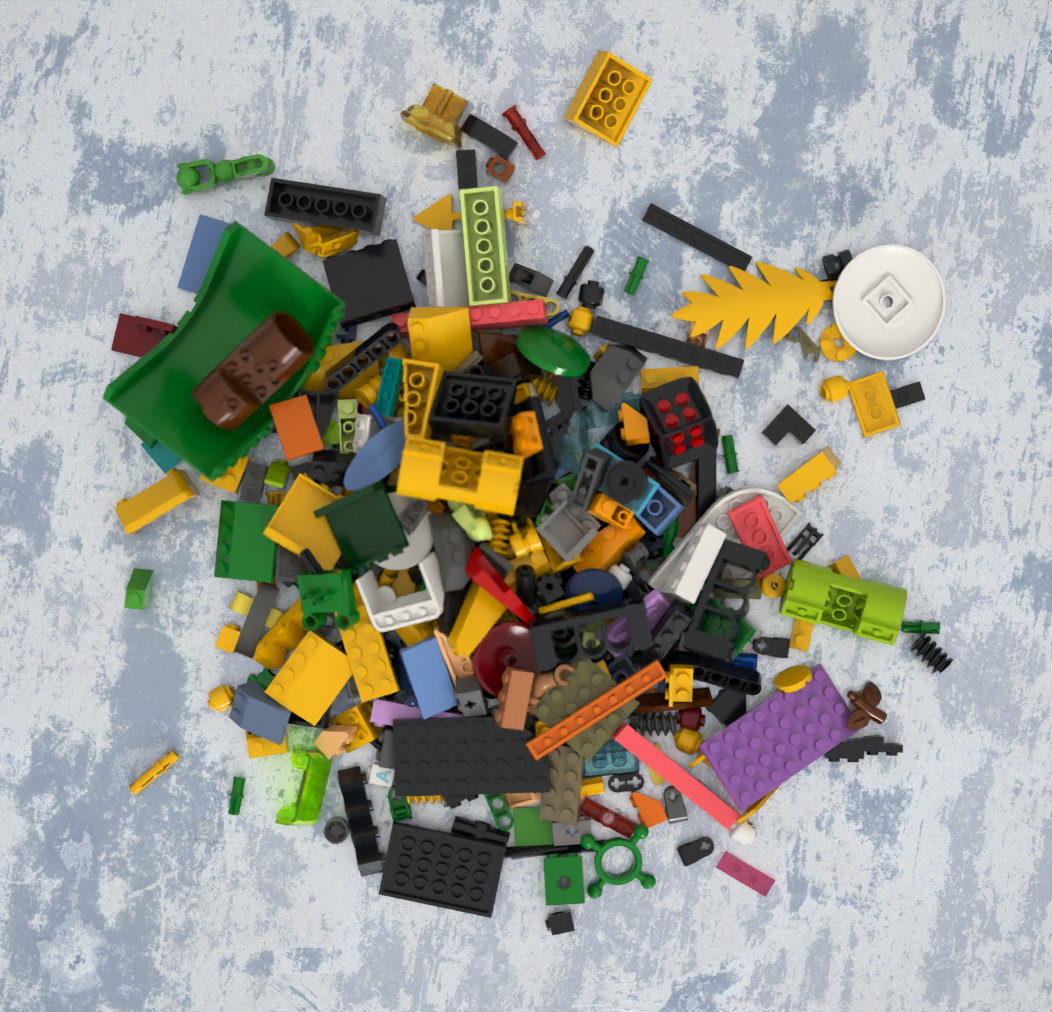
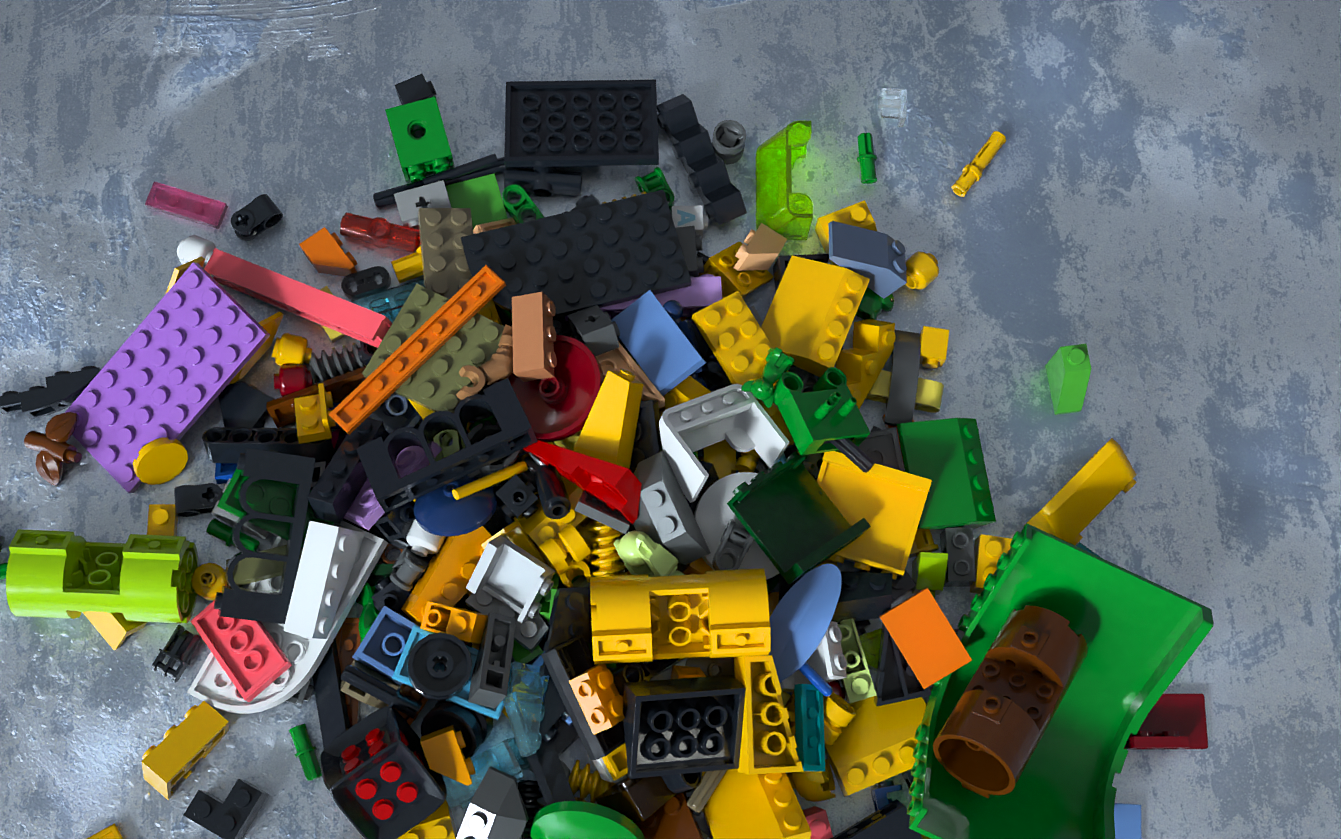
camera: 160 degrees right, 15 degrees down
(352, 634) = (776, 366): none -> green animal
(365, 349) = (857, 774): black beam -> none
(647, 880) = (347, 163): green piece -> none
(674, 808) = (294, 264): dark grey piece -> none
(754, 616) = (224, 533): none -> green axle

